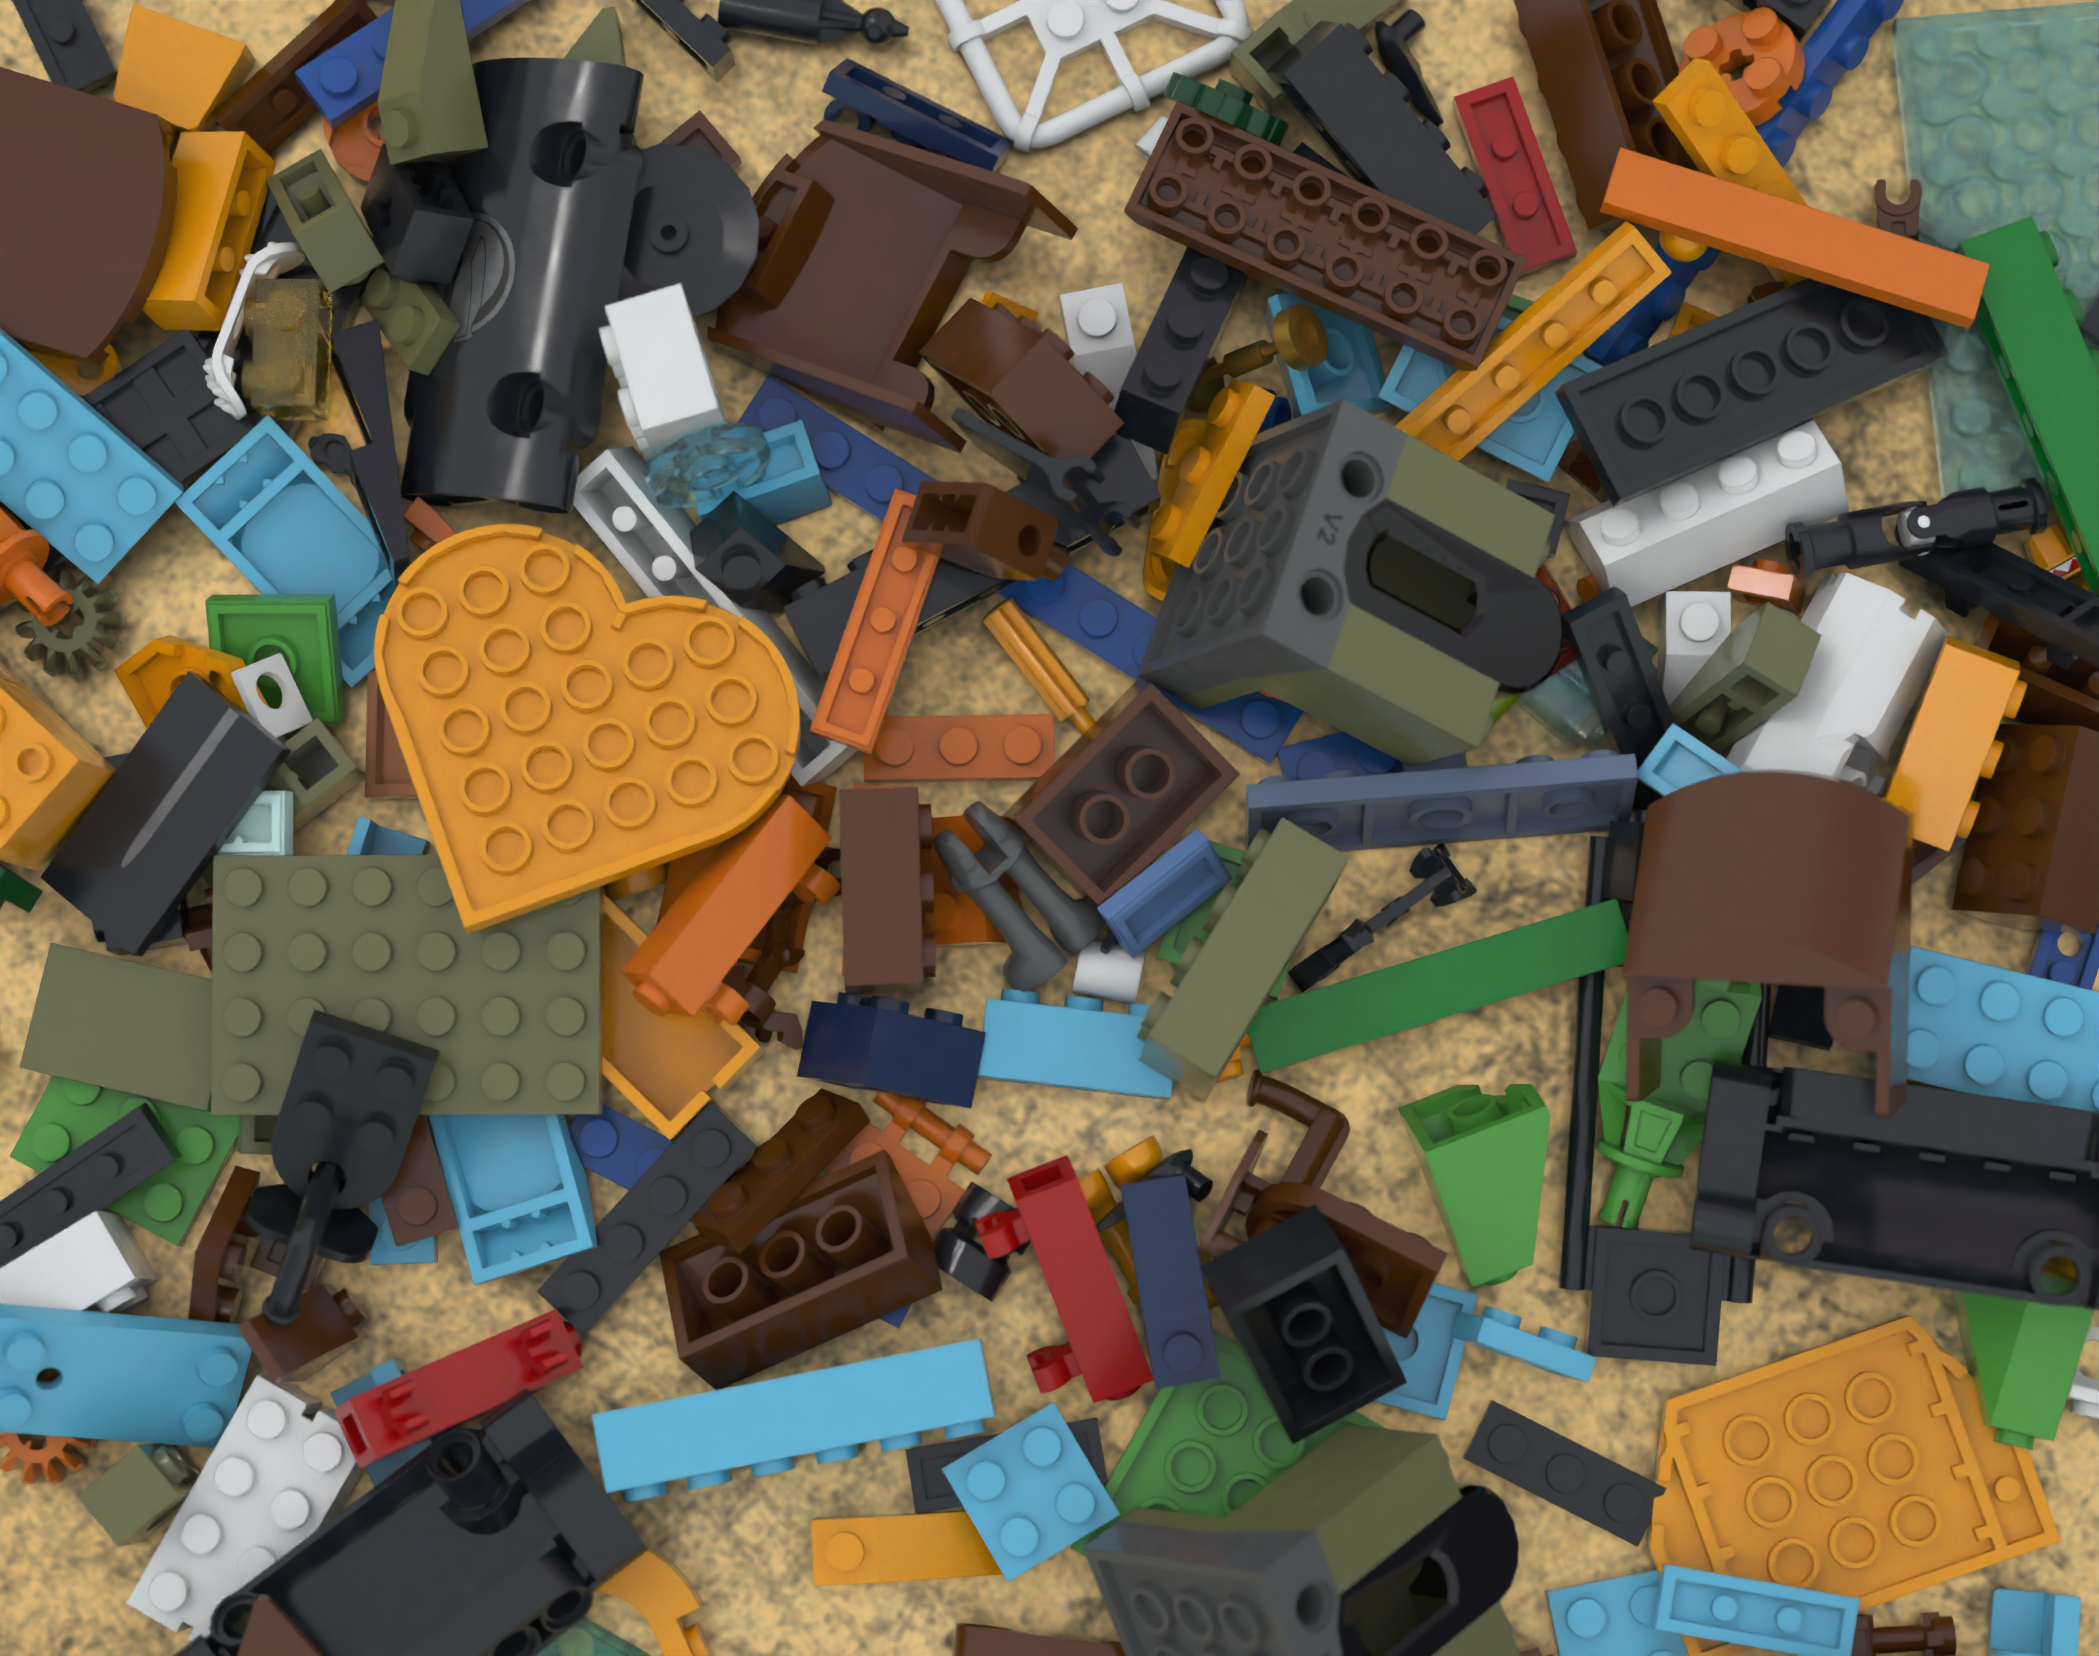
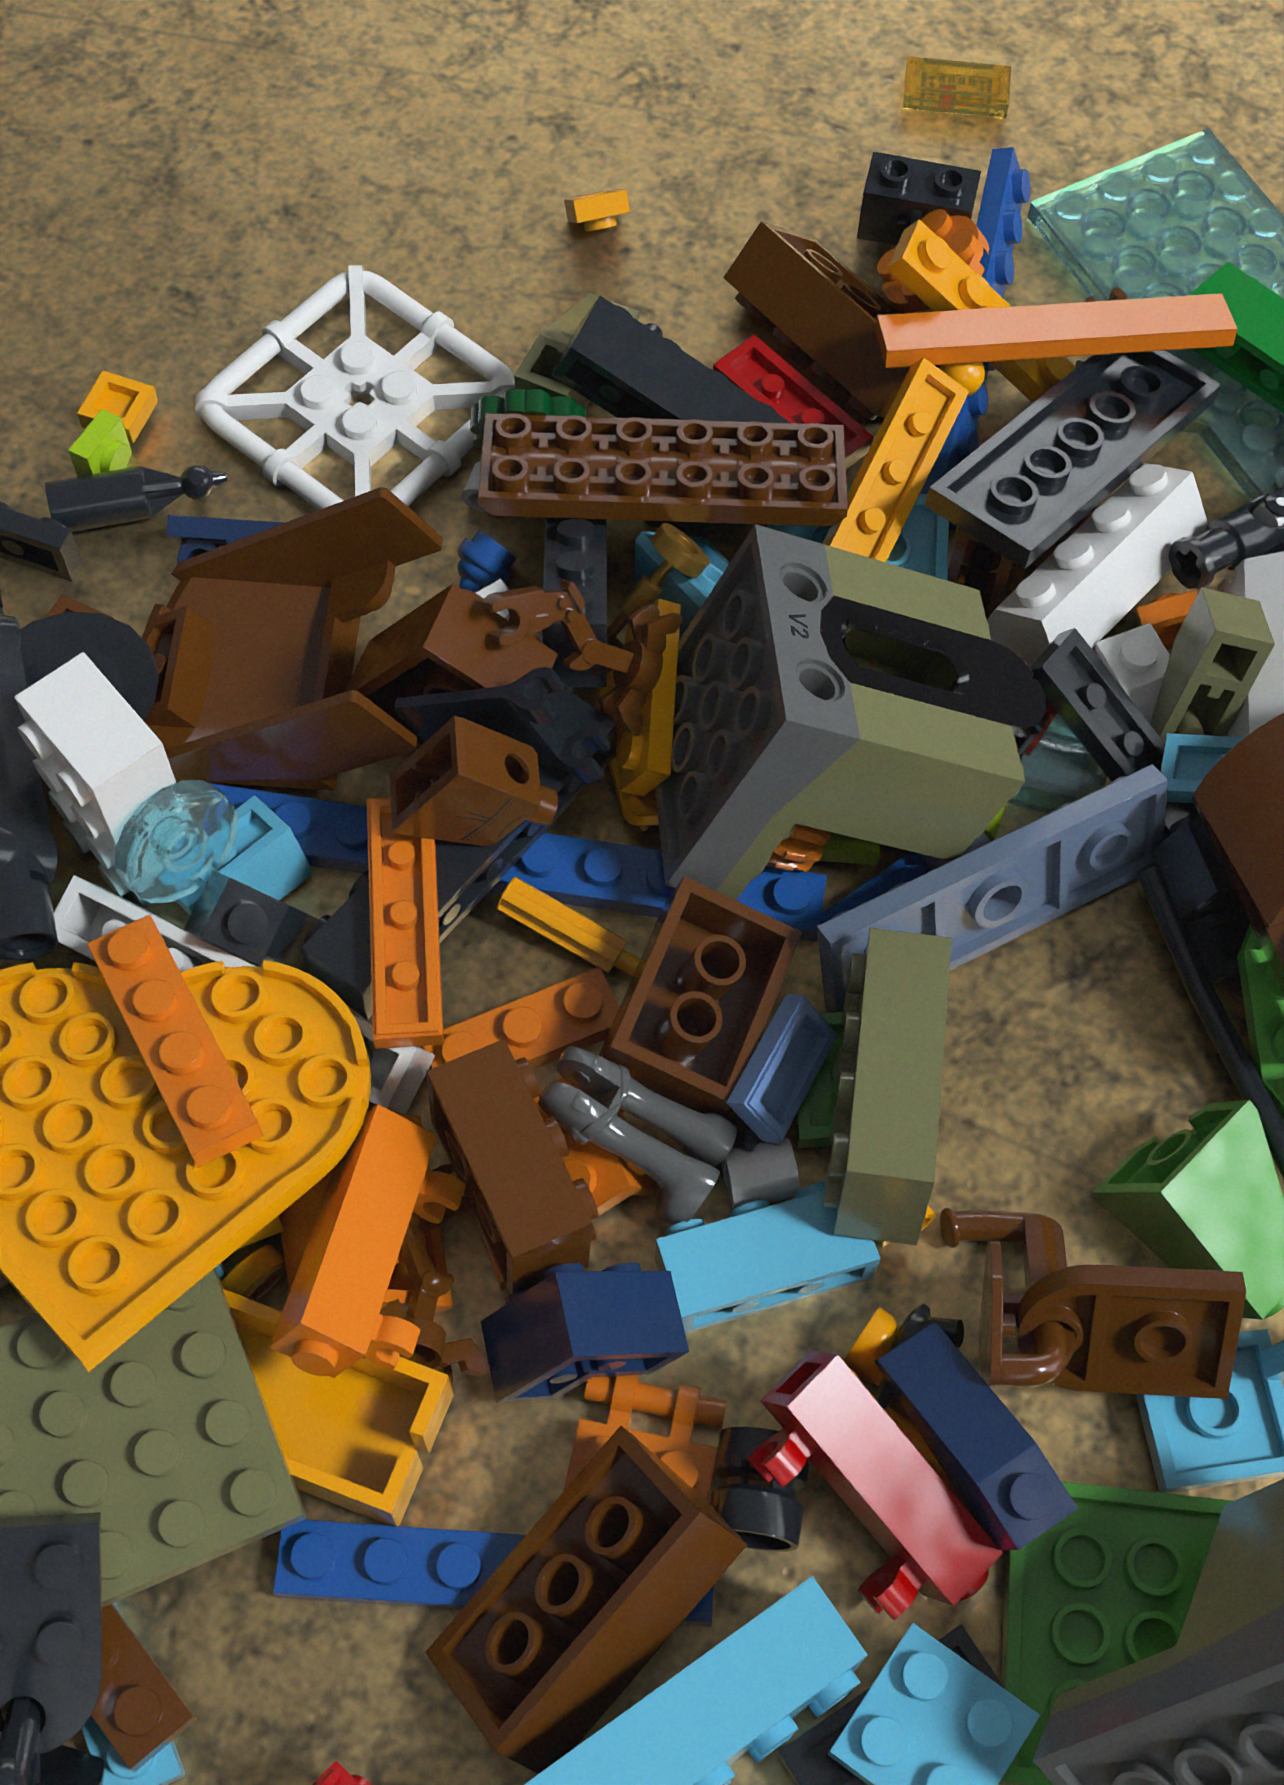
camera: 30 degrees left, 20 degrees down
(514, 1191) = (240, 1648): medium azure slope -> none
(636, 664) = (175, 1041): none -> orange plate
(649, 1217) = (397, 1620): black plate -> none
(779, 1170) = (518, 1504): reddish brown plate -> none
(1122, 238) = (482, 562): none -> blue plate
(1196, 453) = (635, 665): none -> reddish brown piece
(1304, 1323) = (1136, 1410): black brick -> none
(1439, 877) = (1023, 955): black piece -> none
(1439, 986) = (1077, 1056): green slope -> none

